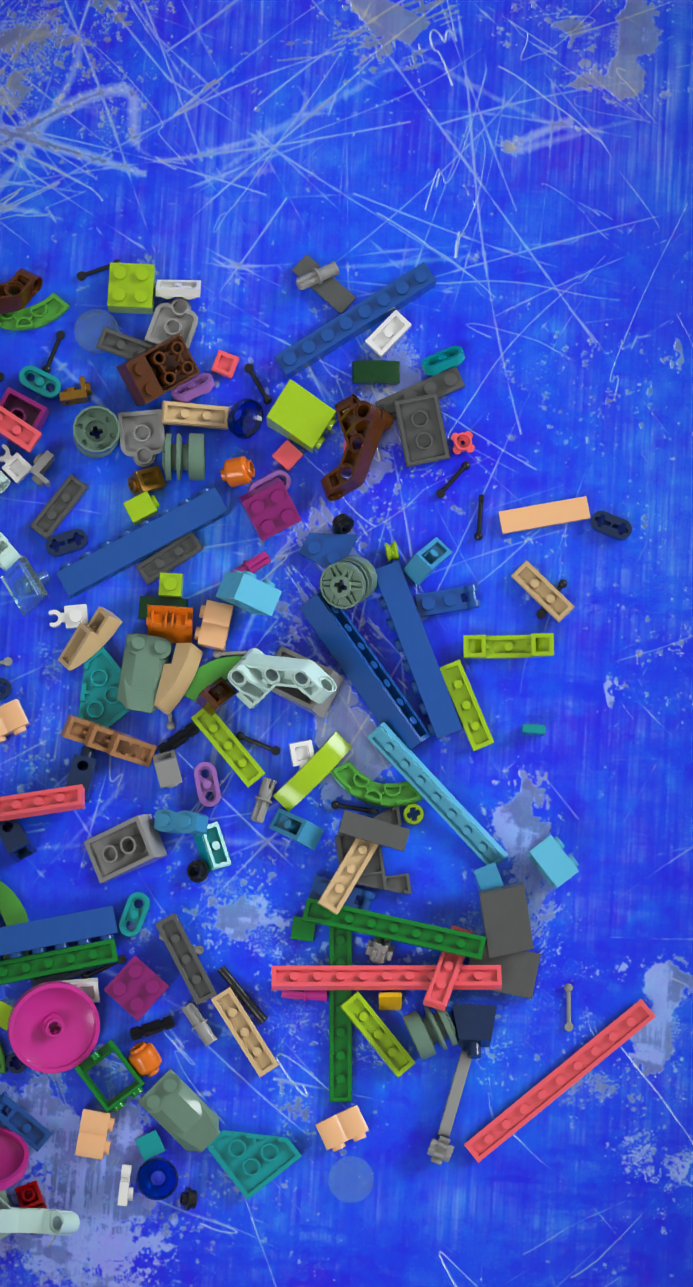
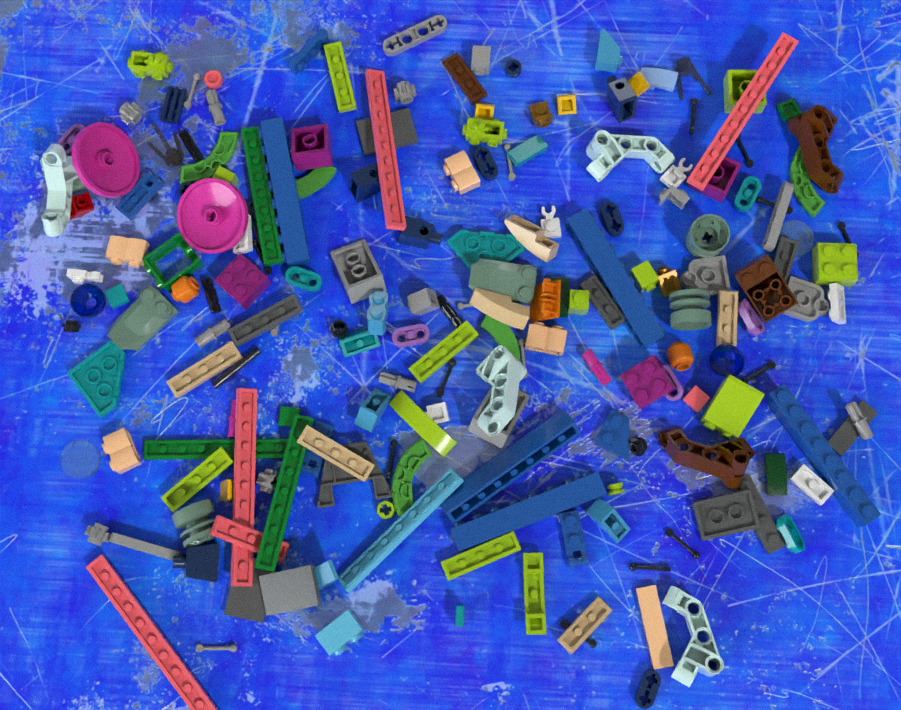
camera: 100 degrees right, 5 degrees down
(25, 585) = (574, 185): clear light blue tile -> none
(59, 507) = (642, 212): dark grey tile -> none
(70, 348) = (777, 217): none -> light grey beam
(73, 396) = (737, 222): pearl gold bracket -> none
(108, 740) = (446, 254): medium nougat slope -> none
(215, 696) = (484, 338): reddish brown slope -> none
(225, 364) = (773, 345): coral tile -> none
(249, 593) = (571, 369): medium azure brick -> none
(358, 577) = (586, 448): sand green wheel -> none
(373, 831) = (368, 472): dark grey tile -> none
(467, 438) = (720, 547): coral plate -> none
(573, 471) = (696, 654): none -> light aqua connector

